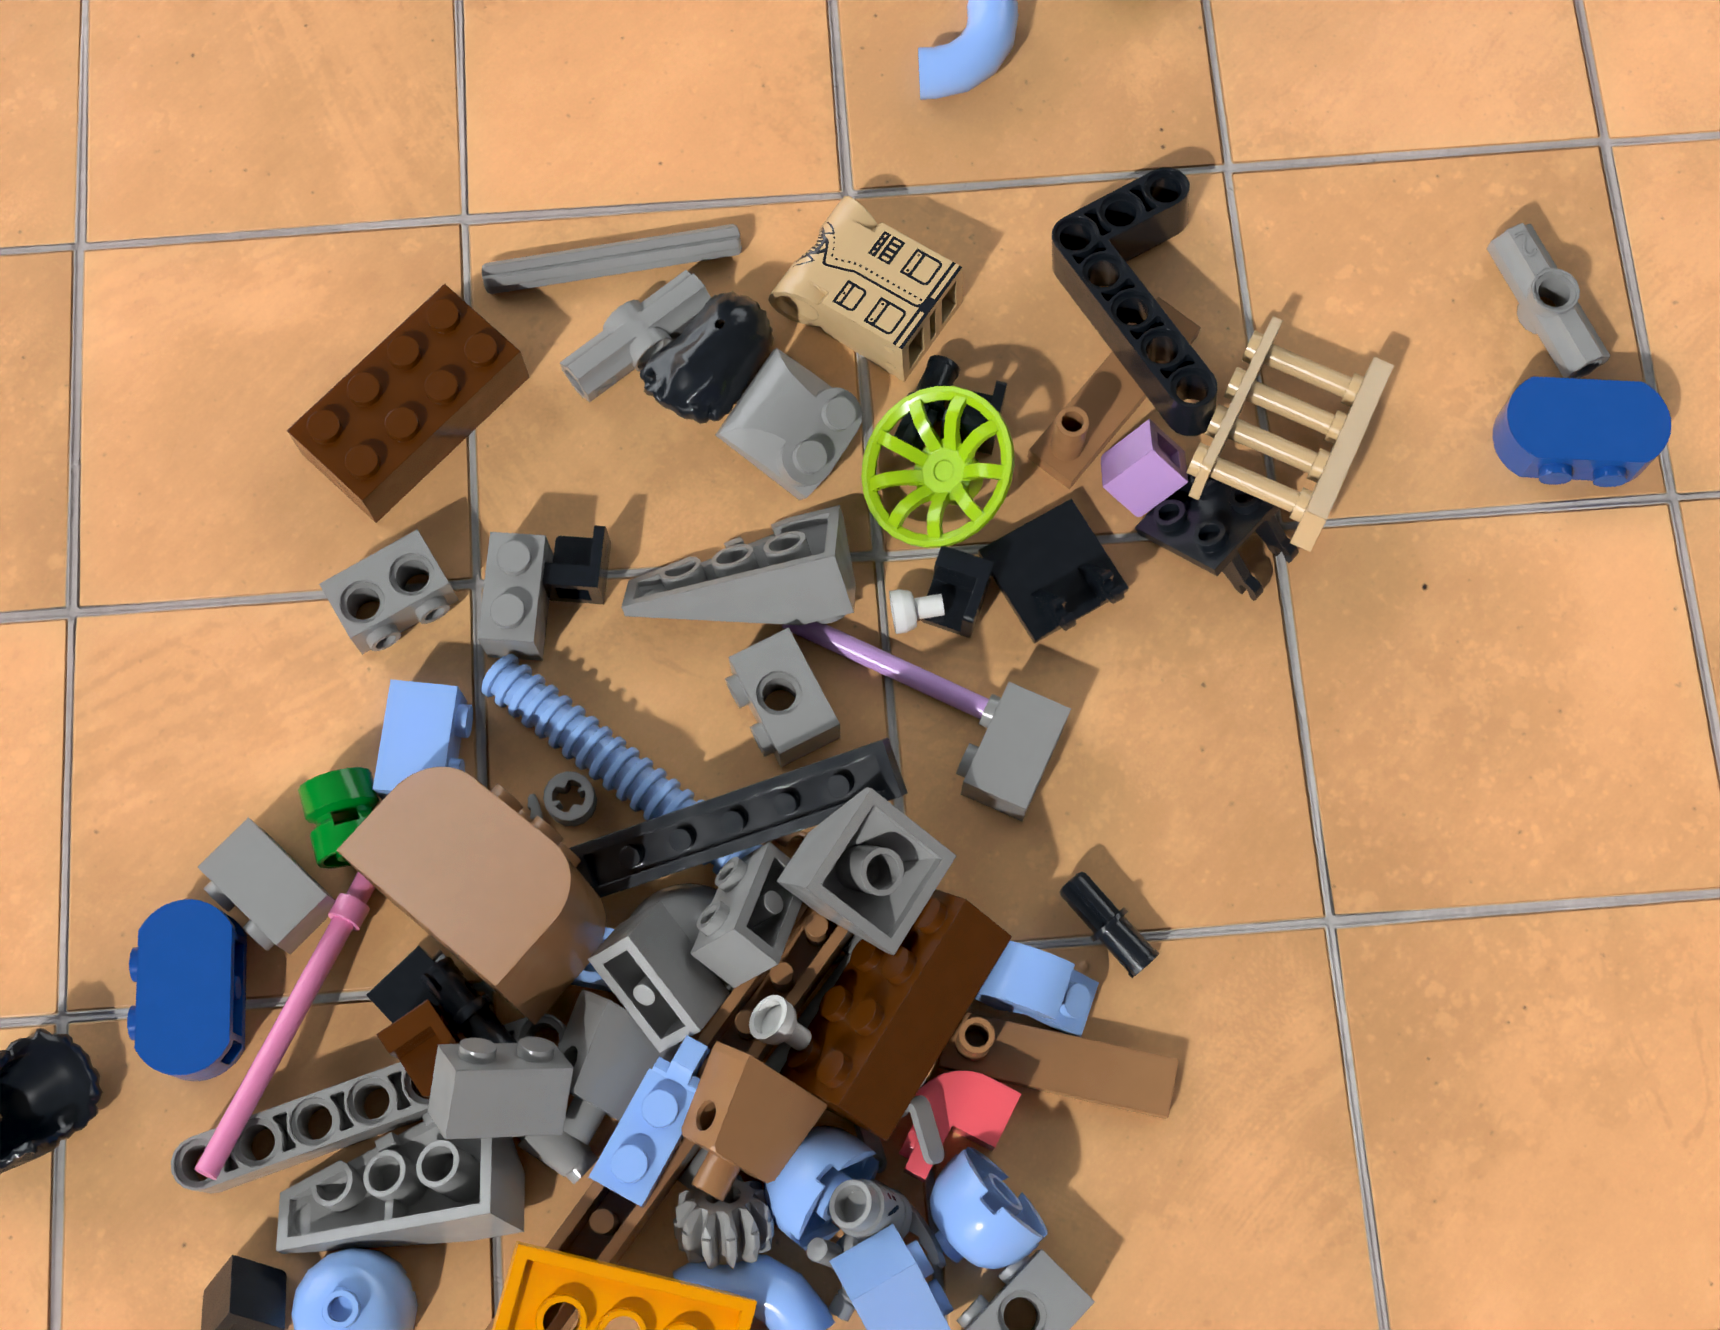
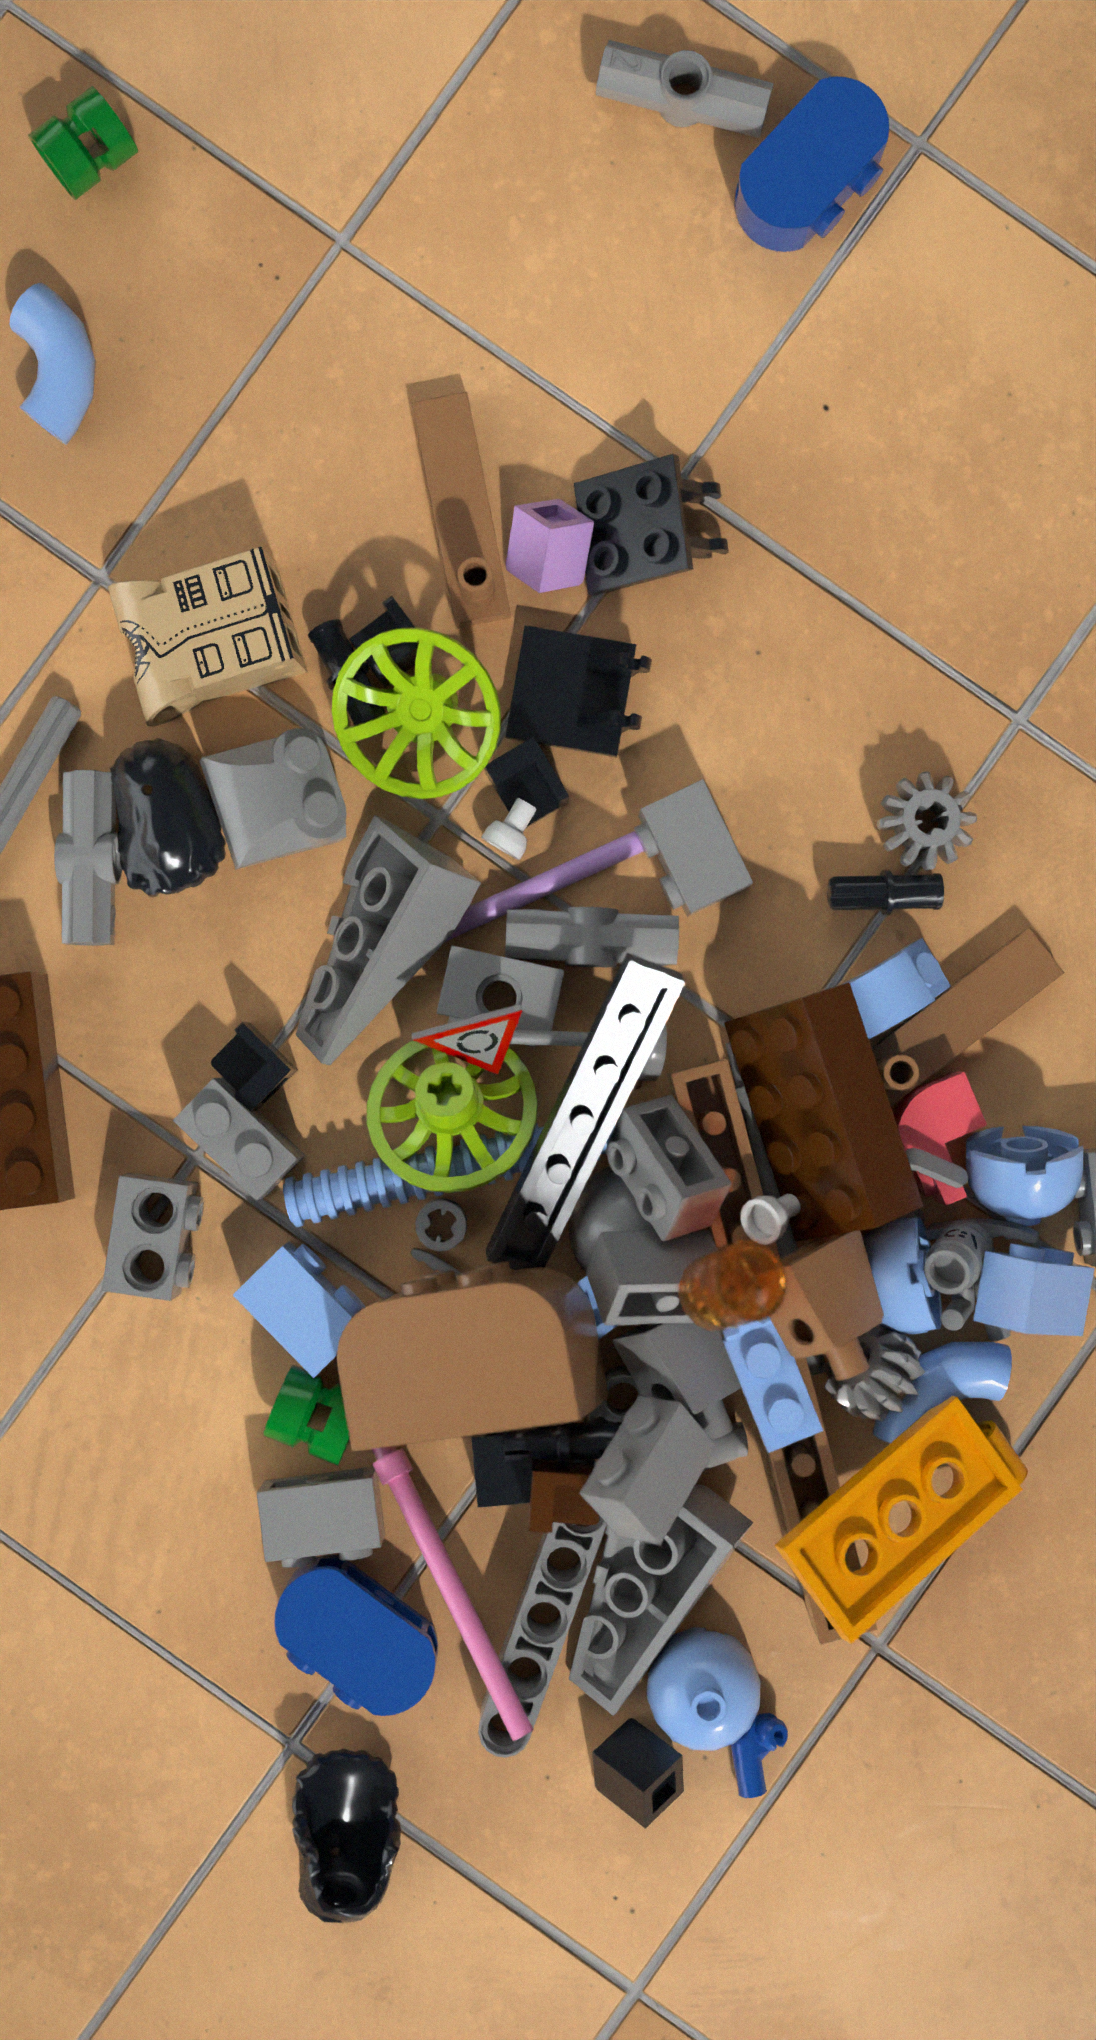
camera: 50 degrees left, 15 degrees up
(667, 721) = (450, 1105): none -> lime wheel
(711, 1022) = (733, 1286): none -> clear orange wheel
(738, 702) = (486, 1038): none -> light grey piece
(868, 870) = (714, 1053): light grey slope -> none
(876, 716) = (591, 936): none -> light grey piece
(1093, 252) = (398, 429): black beam -> none
(1198, 892) = (915, 801): none -> light grey gear
(1325, 467) = (657, 357): tan fence -> none

